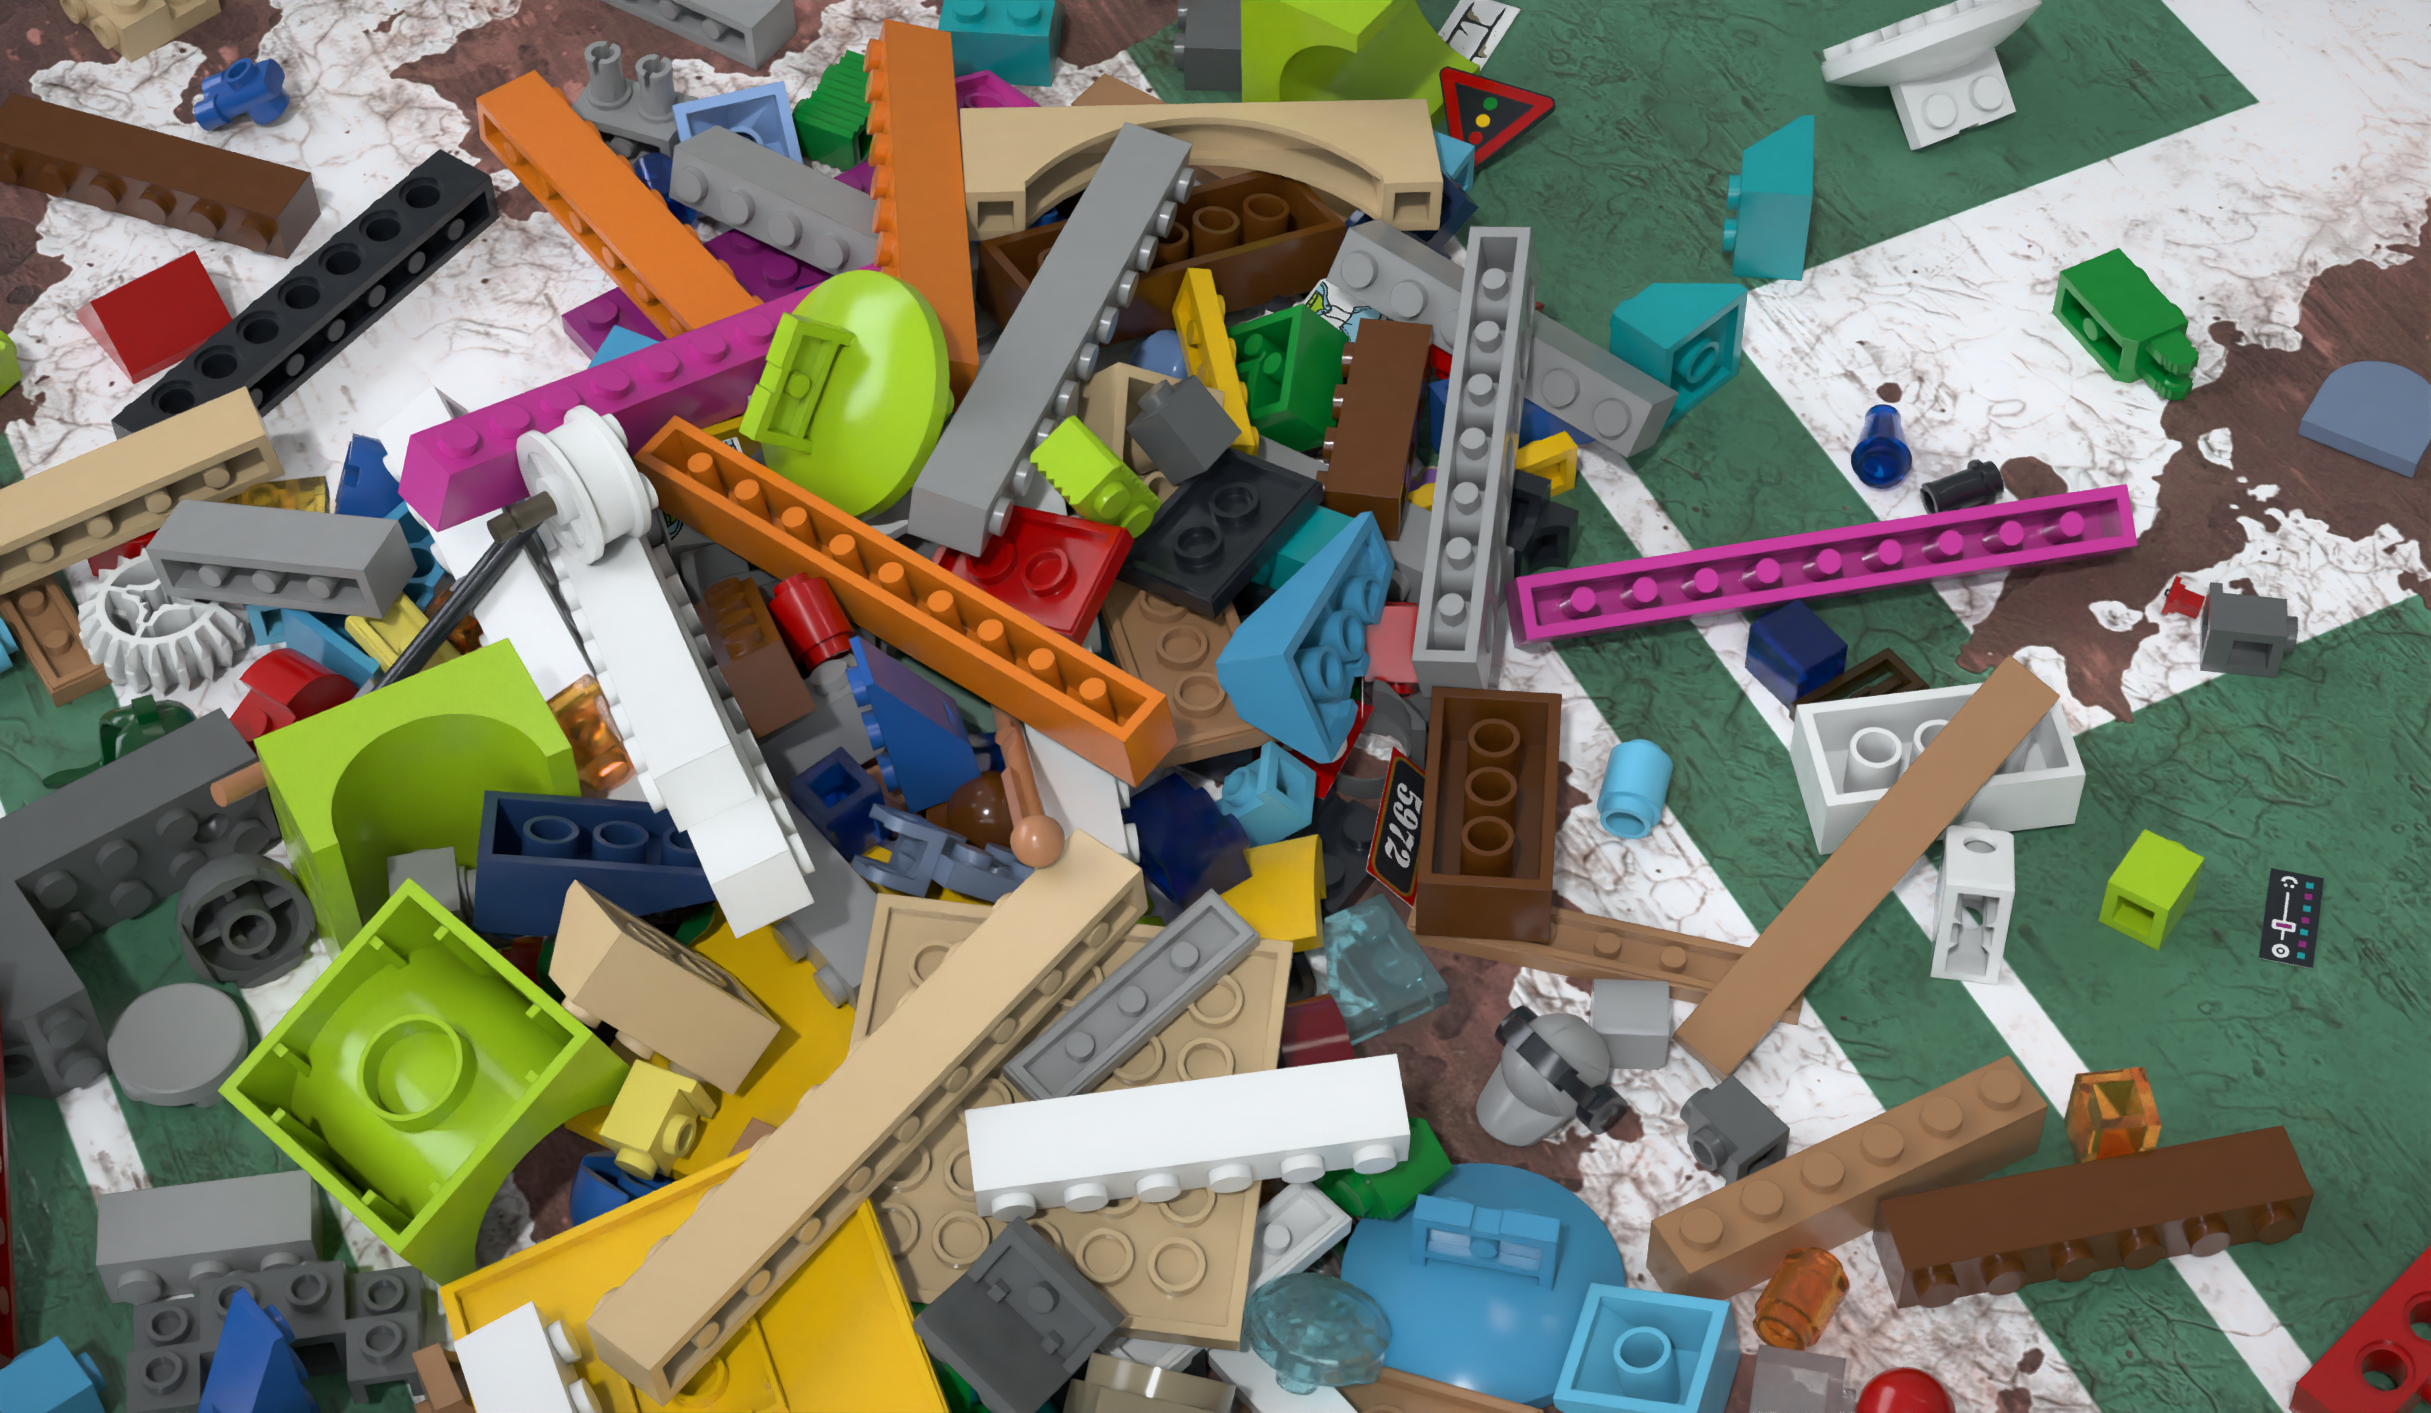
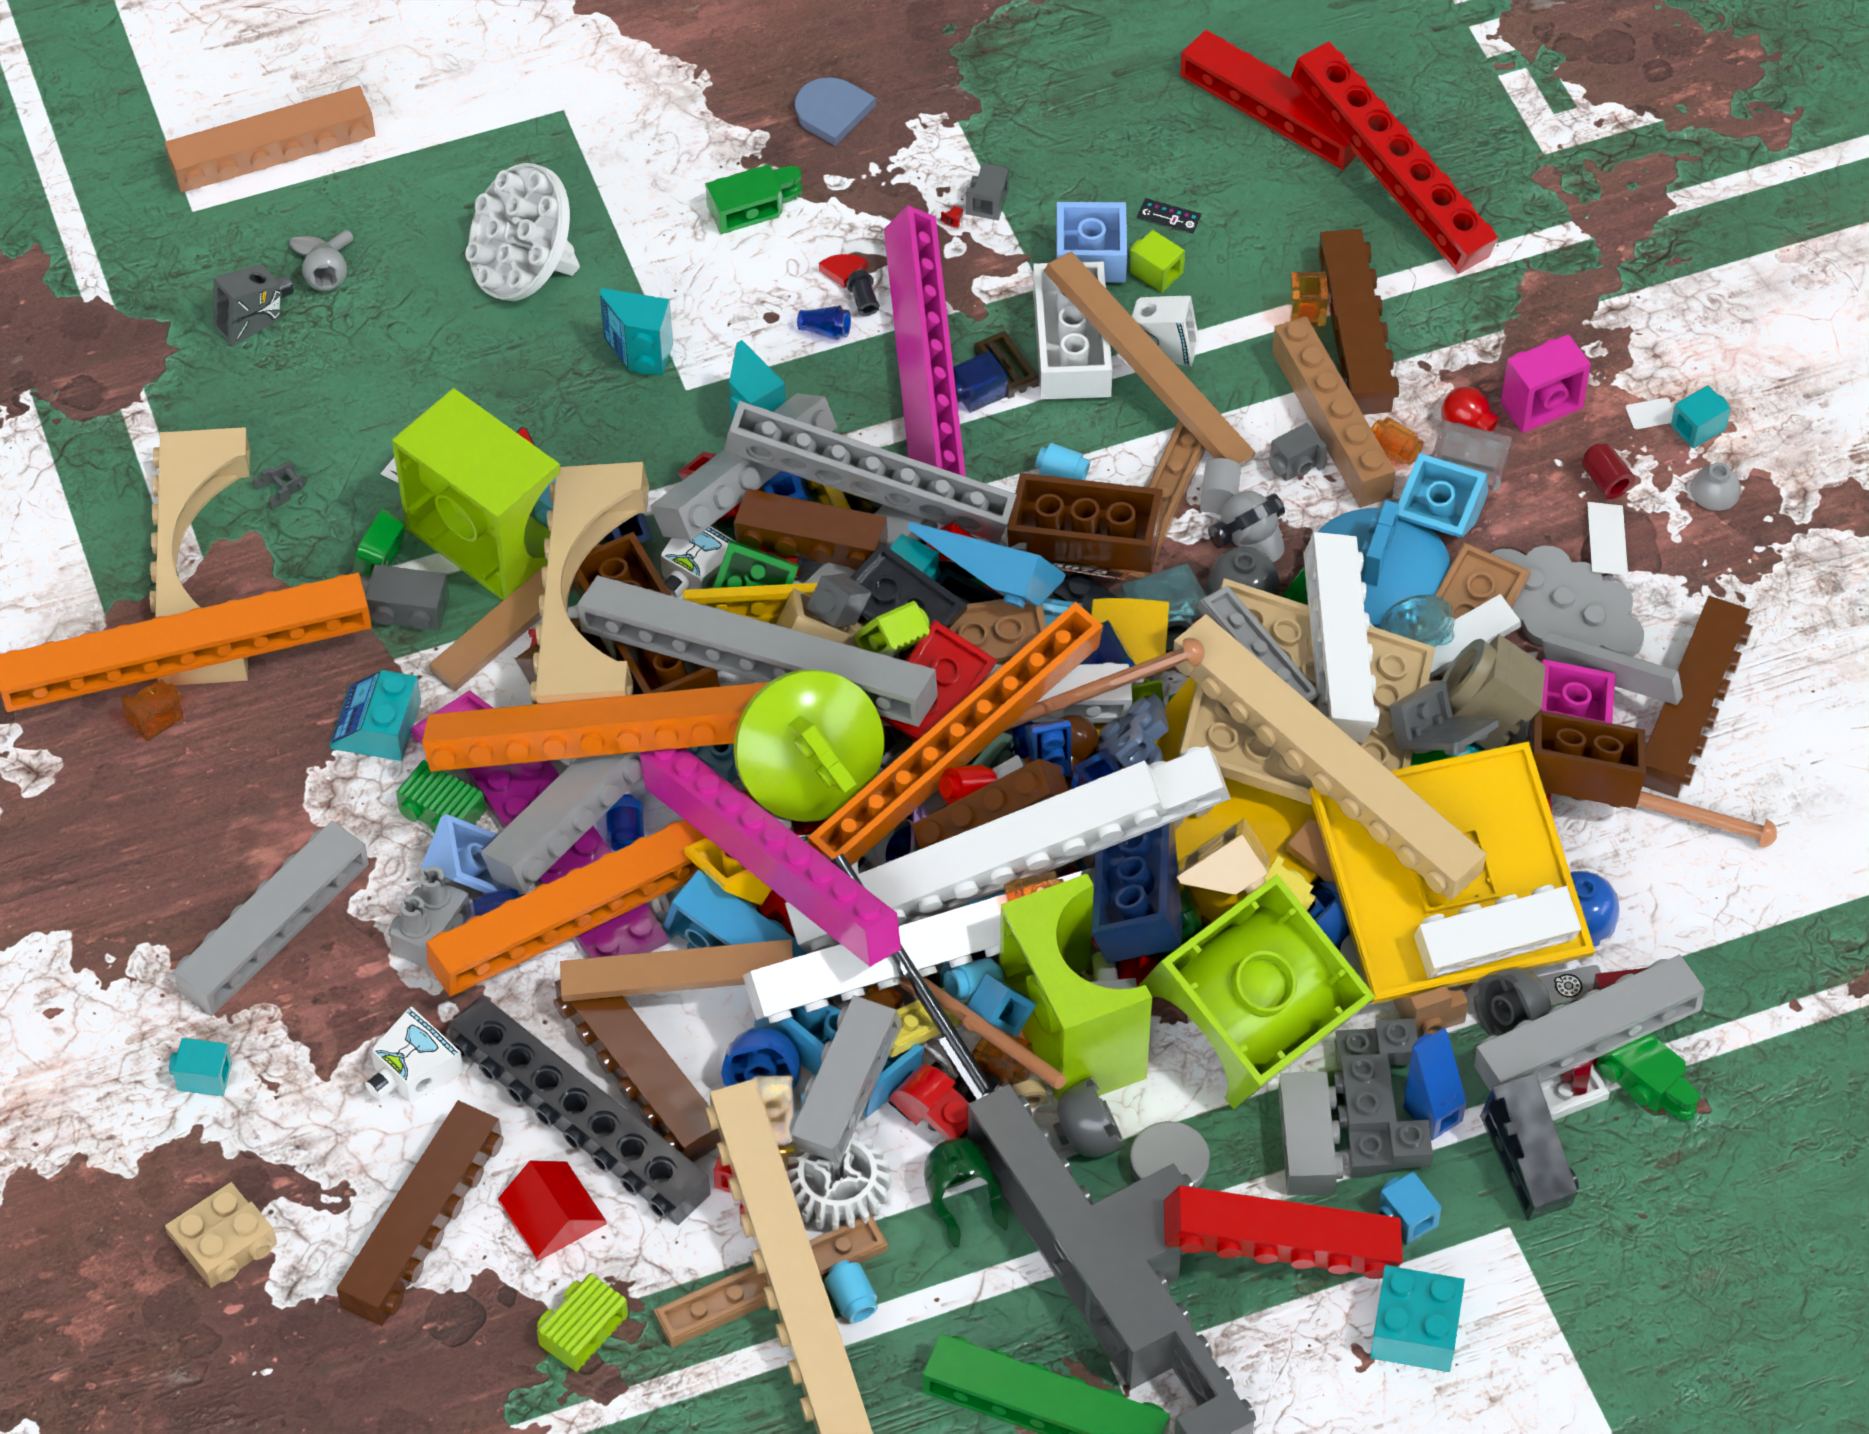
camera: 85 degrees left, 5 degrees up
(240, 90) = (347, 1169): blue plate -> none
(391, 364) = (642, 1071): none -> reddish brown brick
(404, 128) = (413, 1059): none -> white torso
(506, 318) = (668, 970): none -> medium nougat tile
(579, 486) = (895, 860): white wheel -> none
(1436, 1065) = (1246, 567): none -> dark grey cylinder
(2017, 462) = (841, 266): none -> red tile
(2156, 771) = (1094, 235): none -> light blue brick

